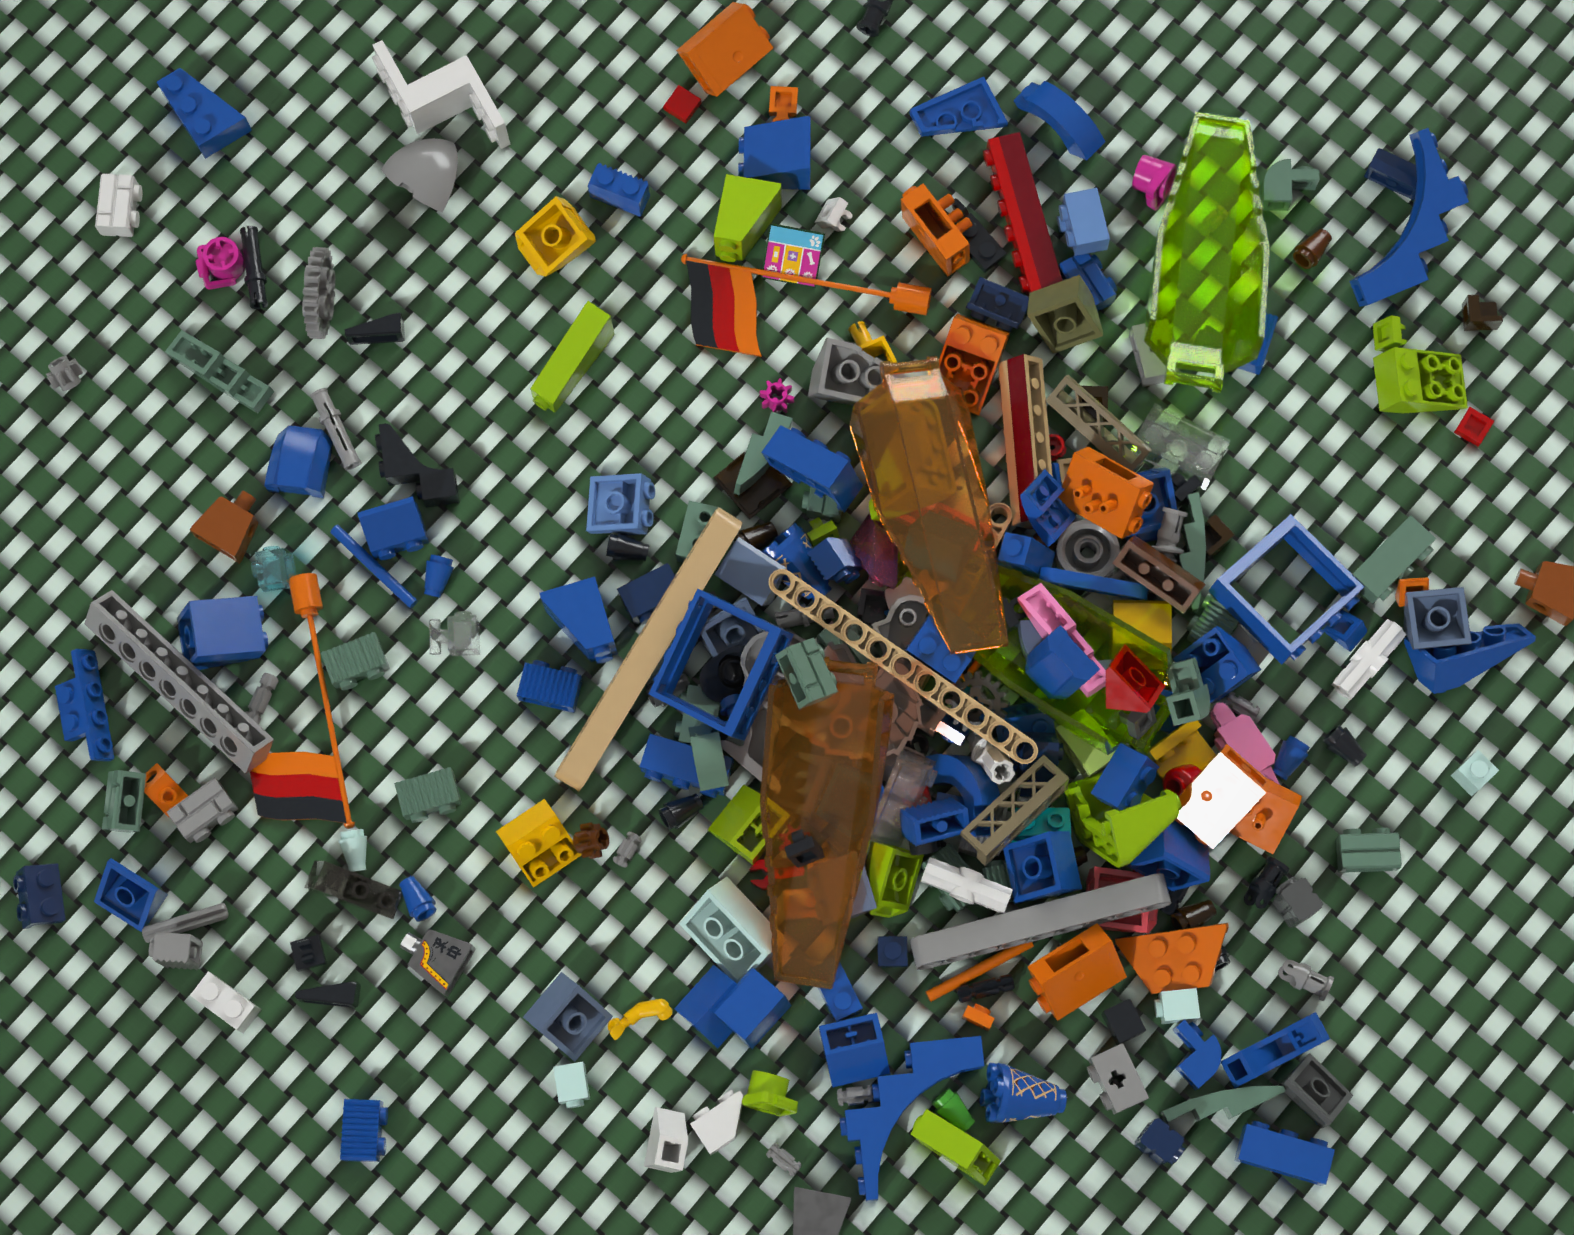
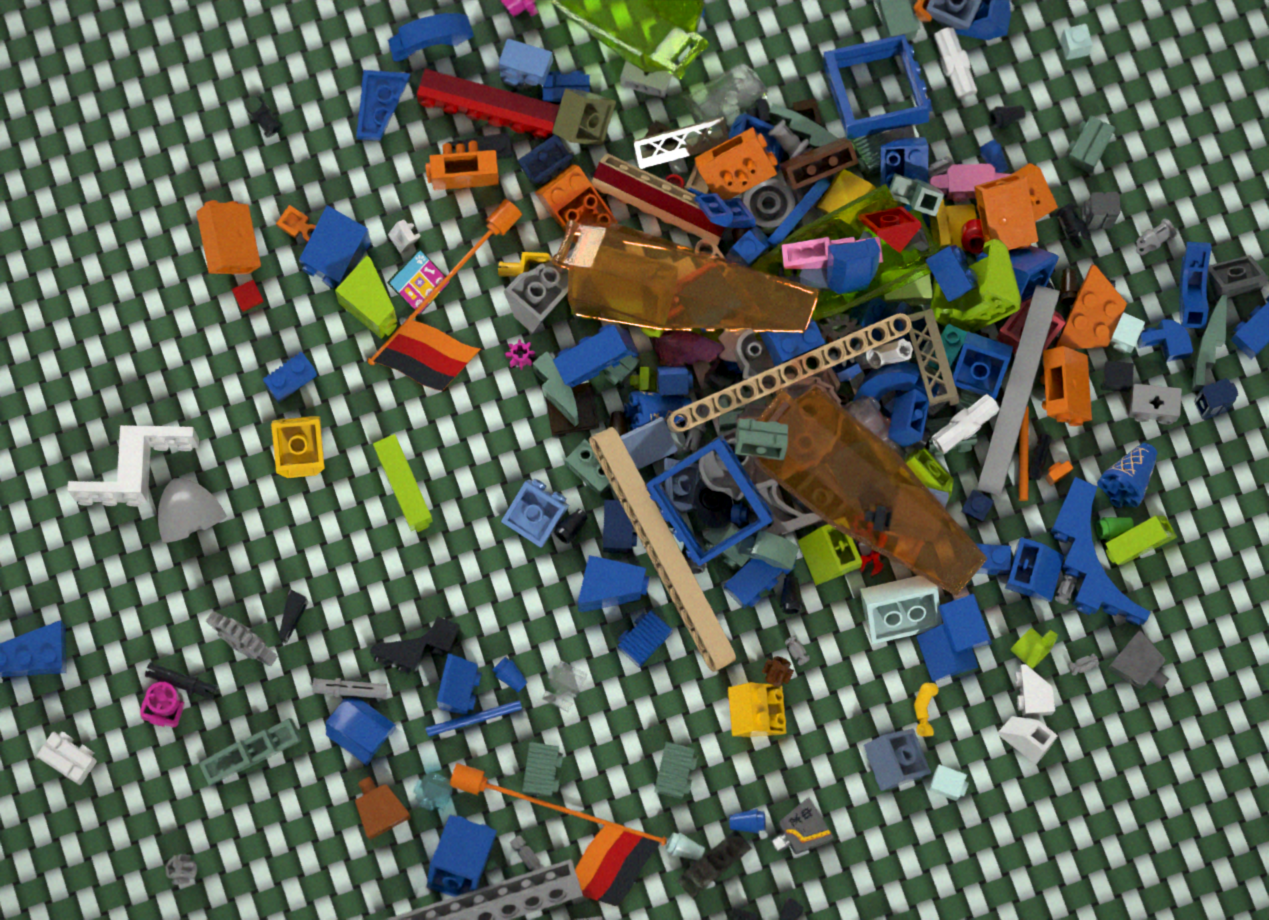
camera: 65 degrees left, 0 degrees up
(1347, 630) = (927, 65): blue slope -> none

